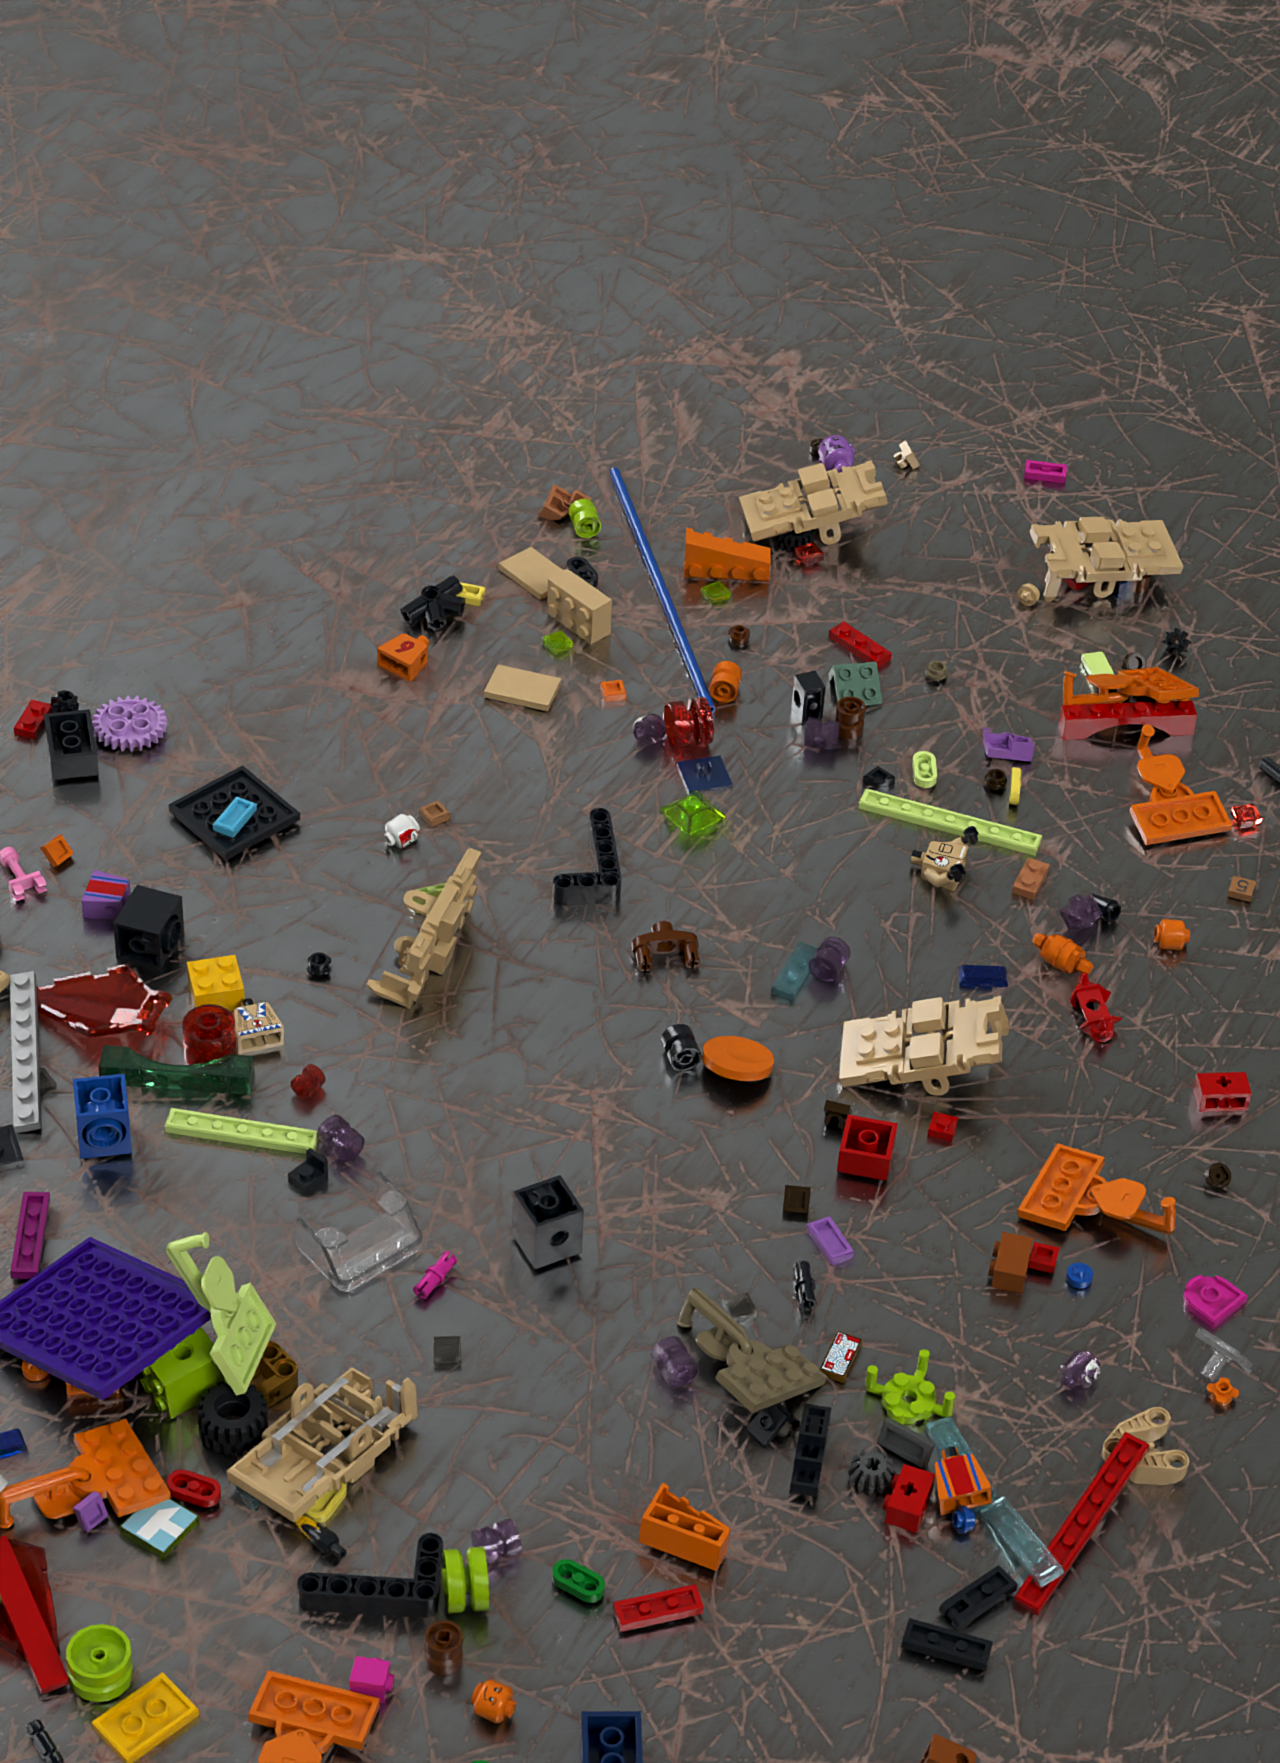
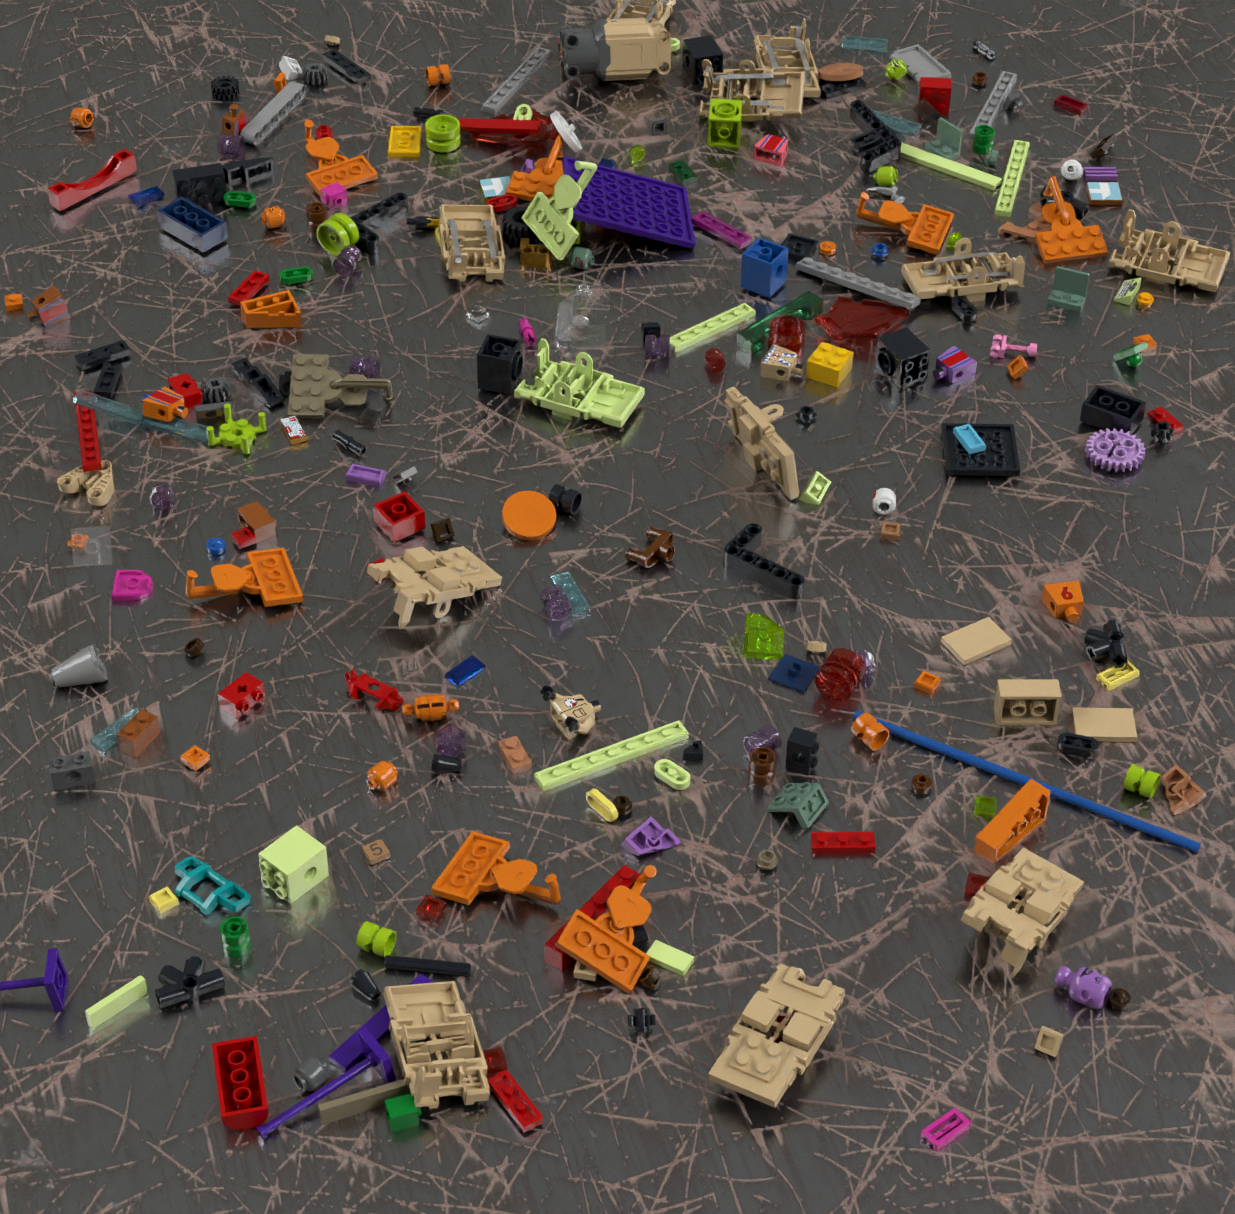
camera: 135 degrees right, 0 degrees up
(489, 1114) = (602, 400): none -> yellowish green piece
(659, 771) = (816, 647): none -> tan tile

